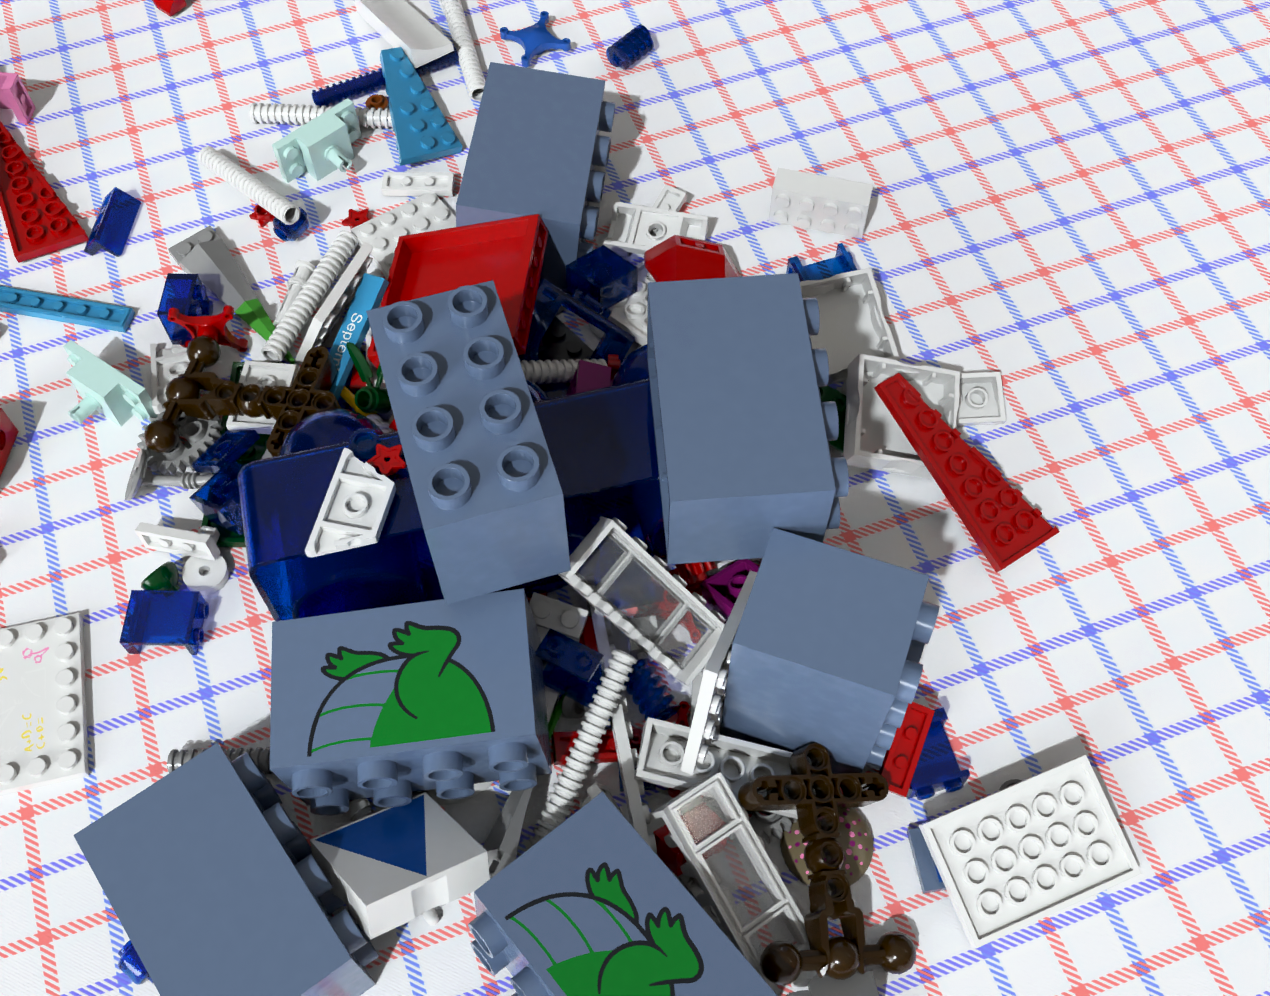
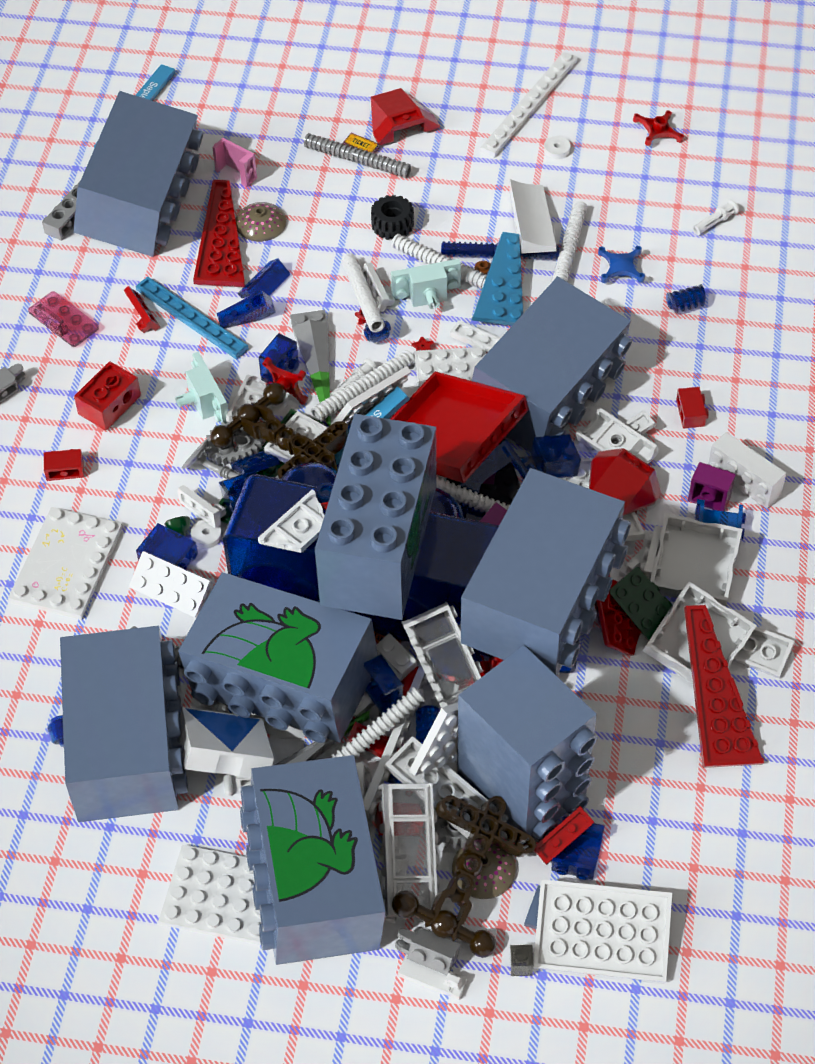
camera: 30 degrees right, 5 degrees down
(68, 155) = (260, 221): none -> dark tan dish
(108, 266) = (247, 310): none -> clear blue slope
(148, 23) = (361, 143): none -> tile
(149, 36) = (358, 155): none -> light grey piece
(192, 666) = (170, 584): none -> white plate
(234, 86) = (392, 216): none -> black tyre
(277, 182) = (380, 296): none -> white hinge
(711, 161) = (691, 407): none -> red brick
(795, 235) = (712, 486): none -> magenta brick
(957, 947) = (521, 960): none -> clear smoke brick

